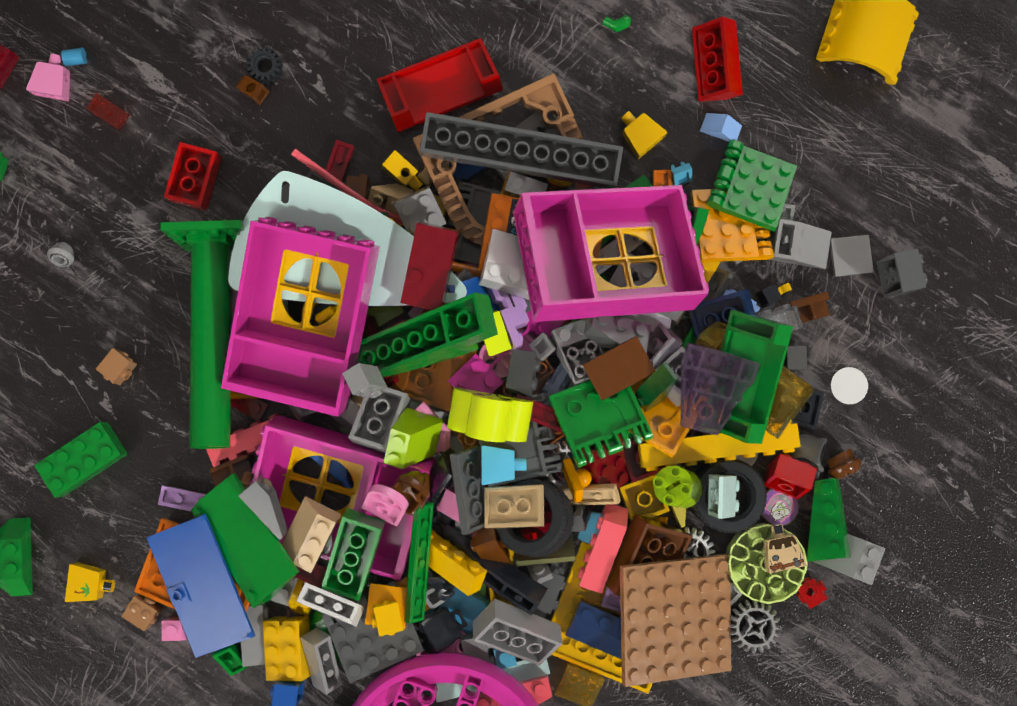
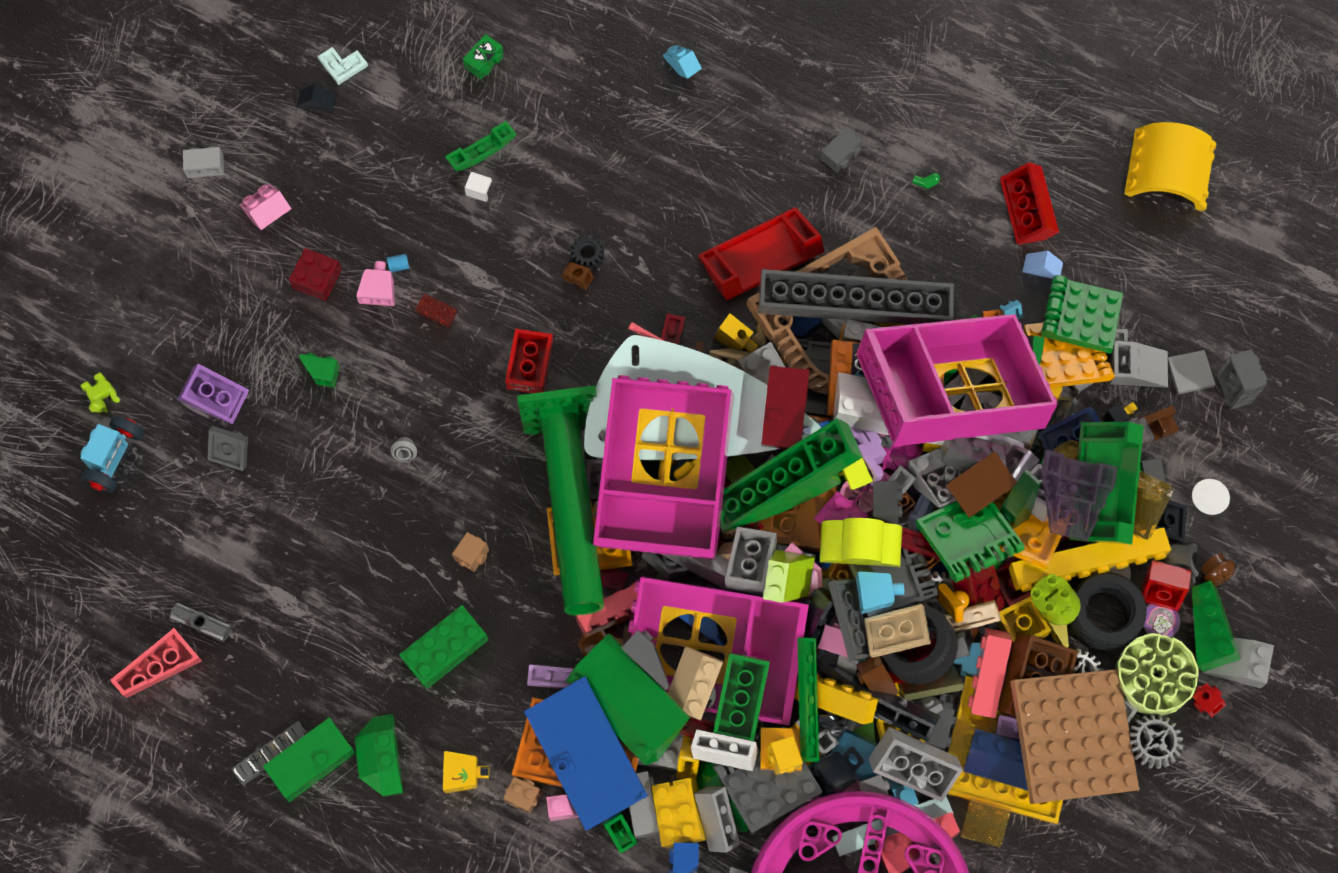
camera: 10 degrees left, 15 degrees down
(365, 380) = (736, 520): light grey brick -> none
(385, 504) = (769, 638): bright pink tile -> none
(415, 488) = (793, 623): reddish brown helmet -> none
(641, 133) = (967, 278): yellow torso -> none
(722, 496) = (1101, 601): light aqua slope -> none
(782, 551) = (1170, 655): tan torso -> none

